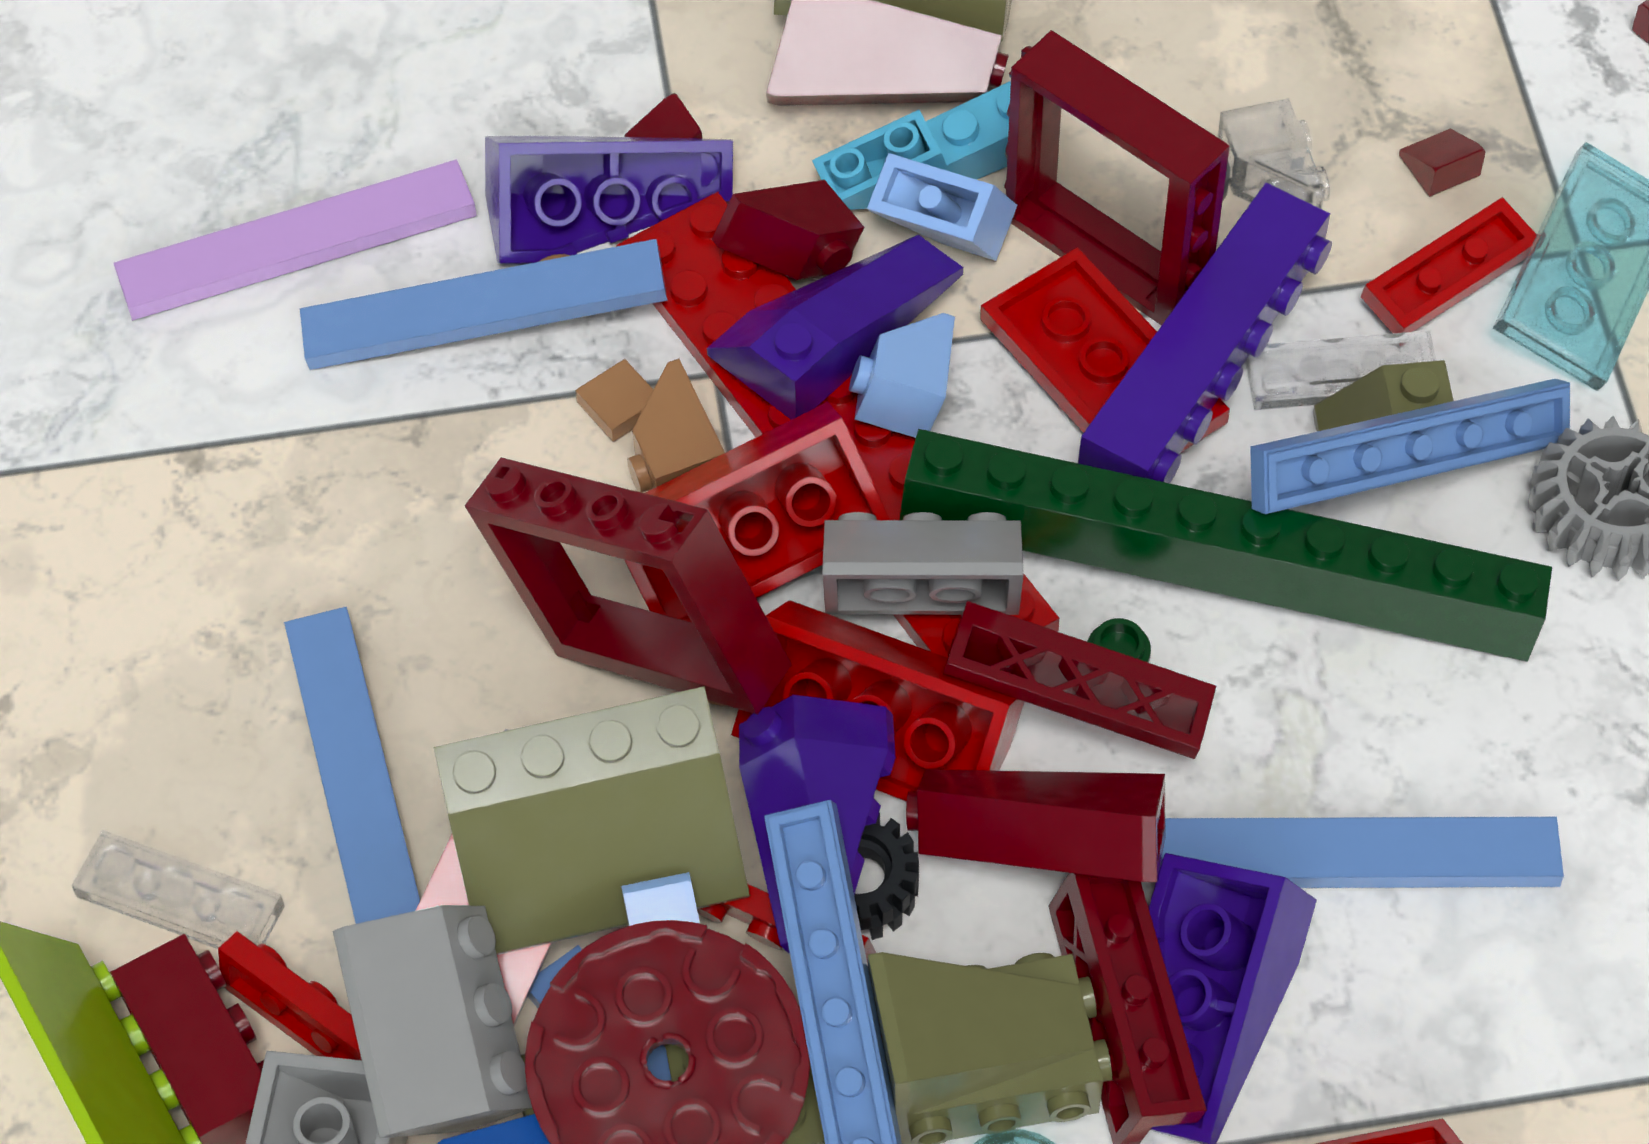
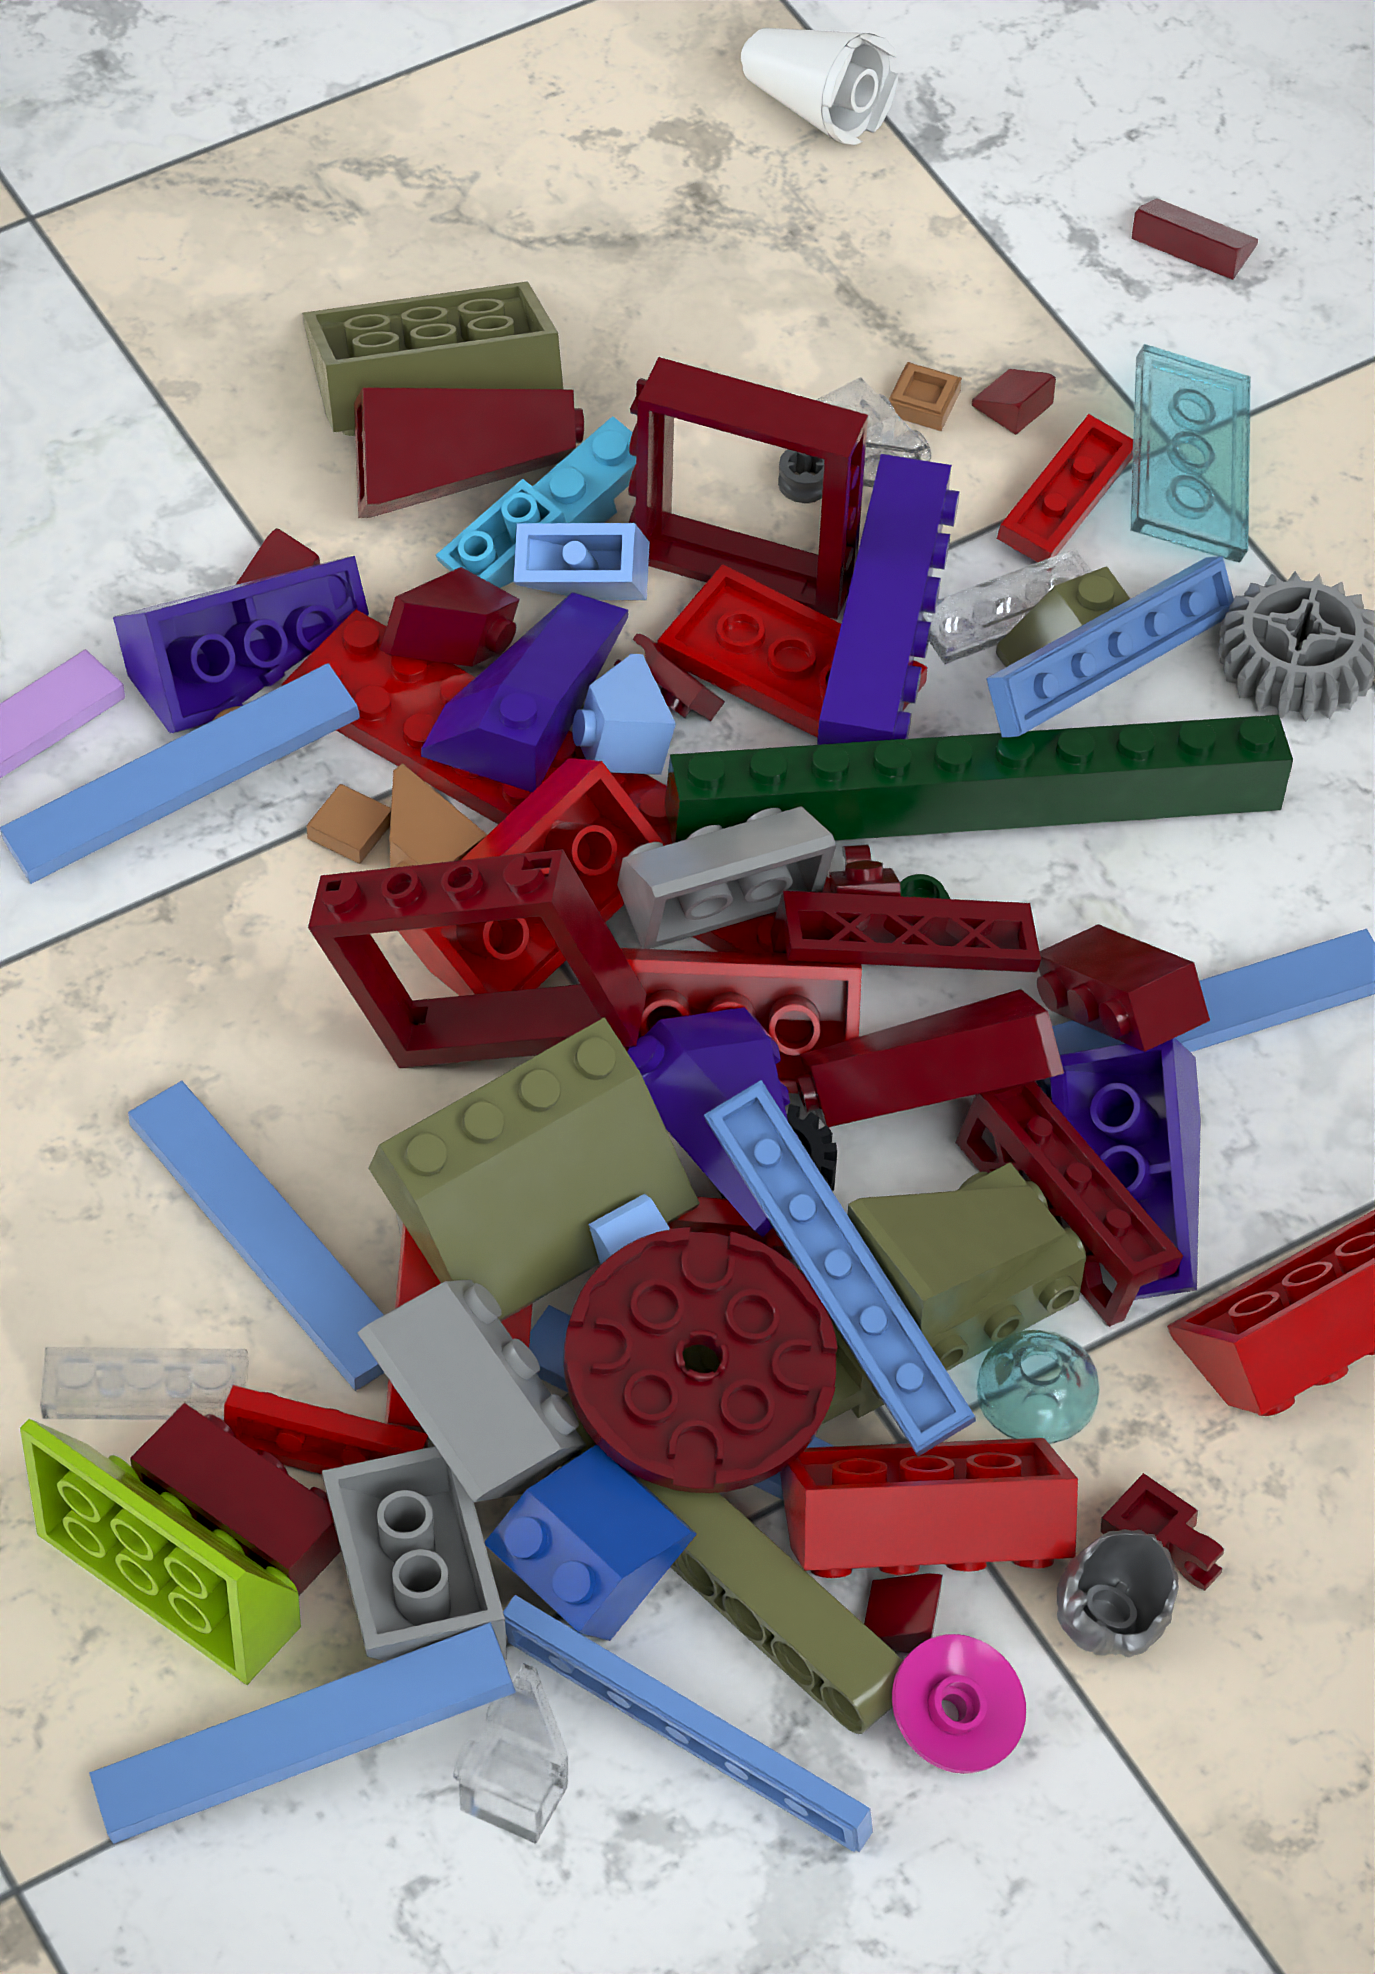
camera: 25 degrees left, 5 degrees down
(983, 355) = (679, 688): none -> dark red plate
(1066, 607) = (863, 875): none -> dark red plate
(1262, 807) = (1122, 987): none -> dark red brick
(1354, 133) = (925, 396): none -> medium nougat tile

